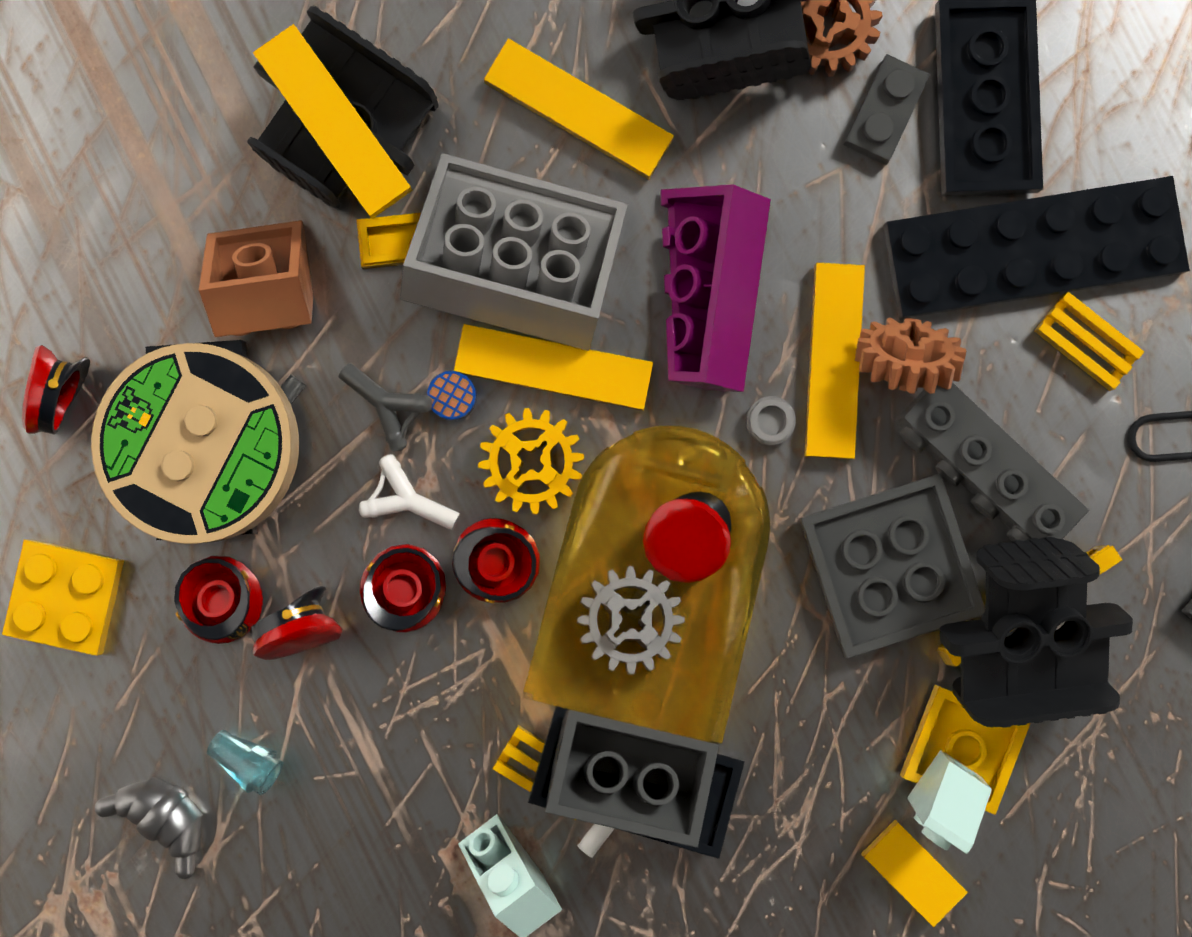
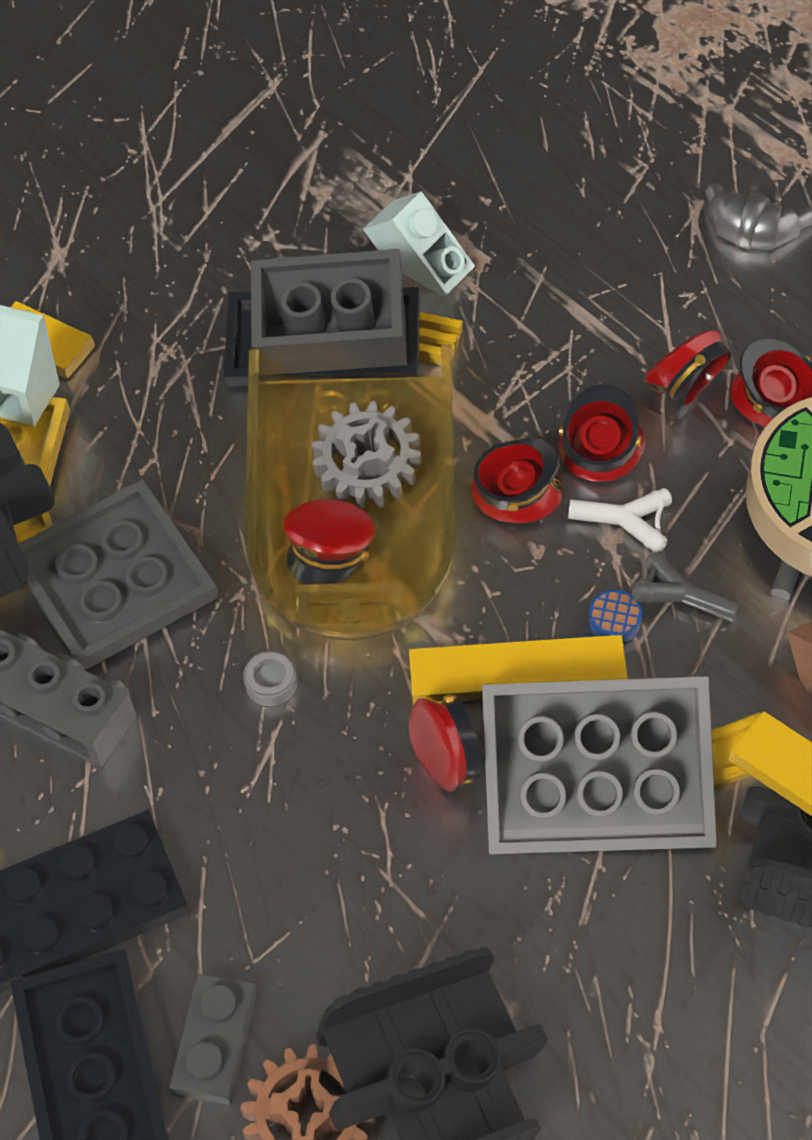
camera: 165 degrees right, 30 degrees down
(246, 762) = (693, 272): clear light blue cone -> none
(508, 441) = (509, 555): yellow gear -> none
(578, 109) = (579, 941): yellow tile -> none
(637, 298) = (445, 741): none -> red piece
(712, 282) = (369, 783): magenta wedge -> none
(832, 363) = (215, 755): yellow tile -> none
(910, 355) = (110, 764): nougat gear -> none

